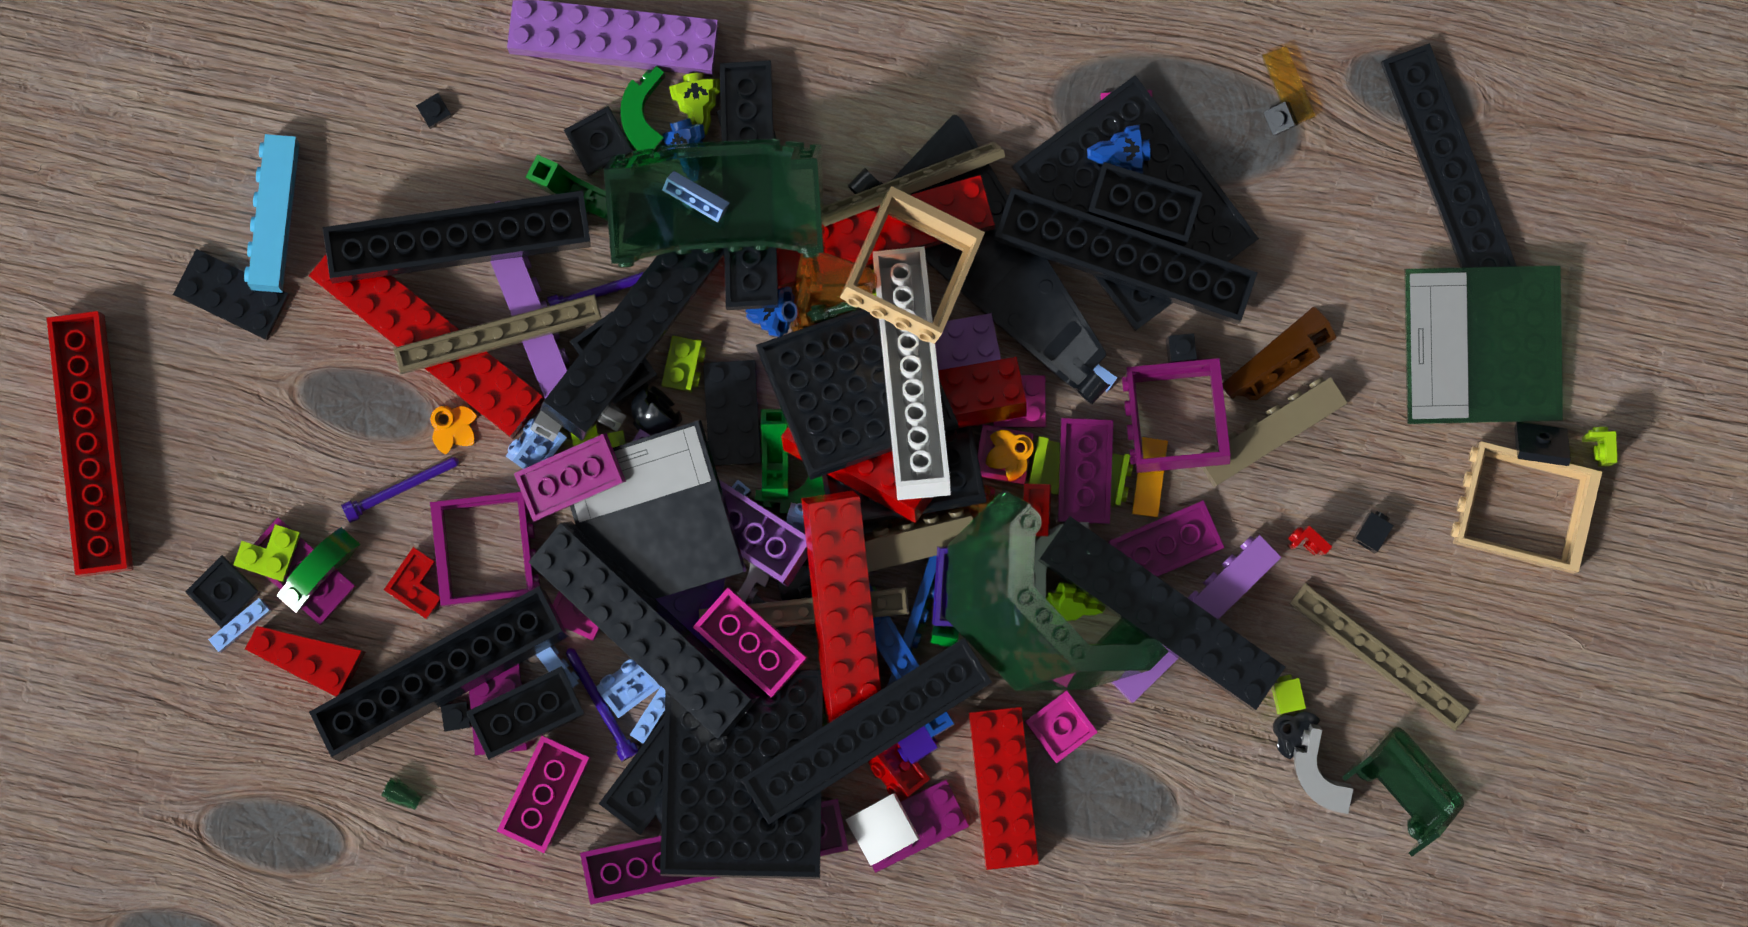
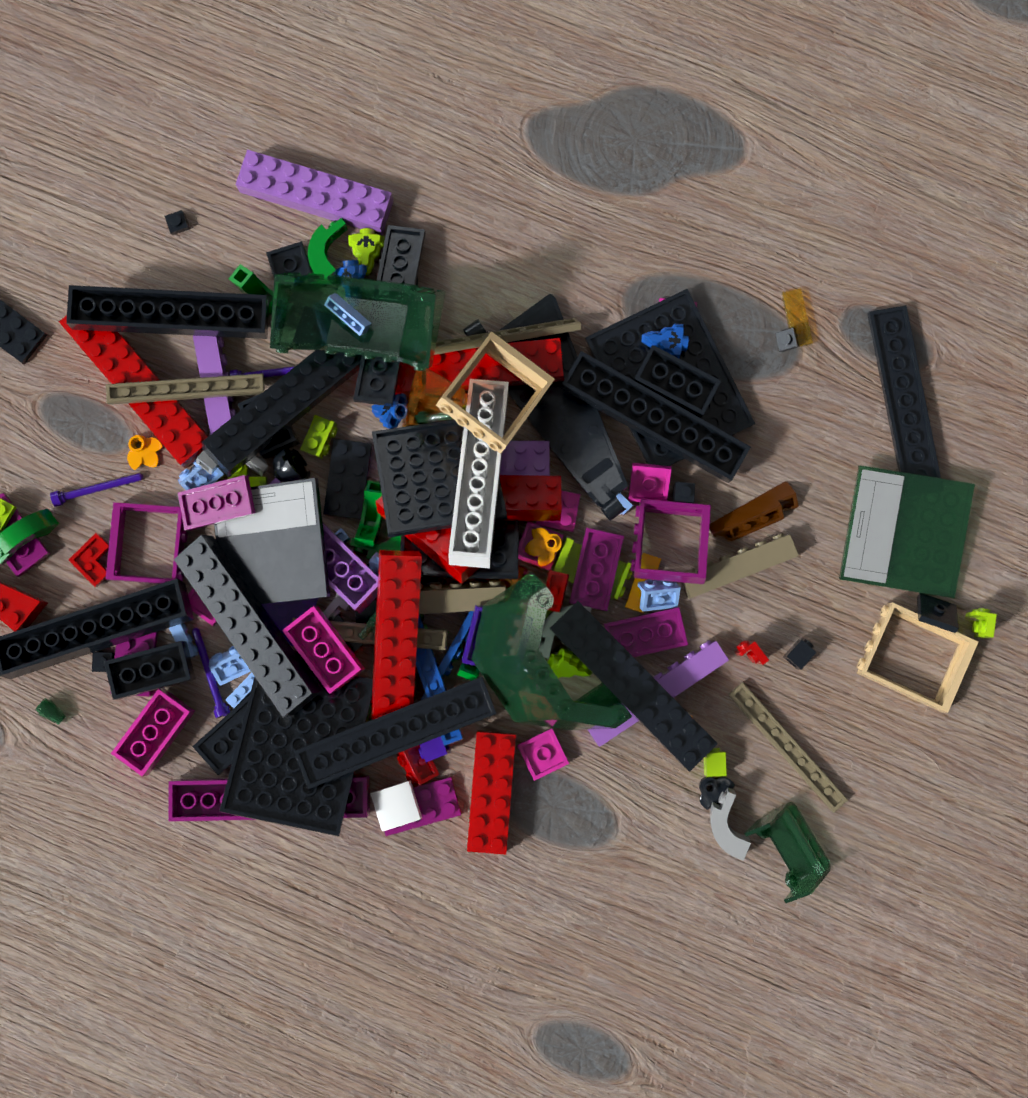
camera: 15 degrees right, 0 degrees up
(273, 213) = (44, 273): medium azure brick -> none
(802, 604) = (368, 628): none -> clear green plate
(1133, 343) = (649, 482): none -> dark pink plate
(1173, 489) = (658, 595): none -> light blue bracket

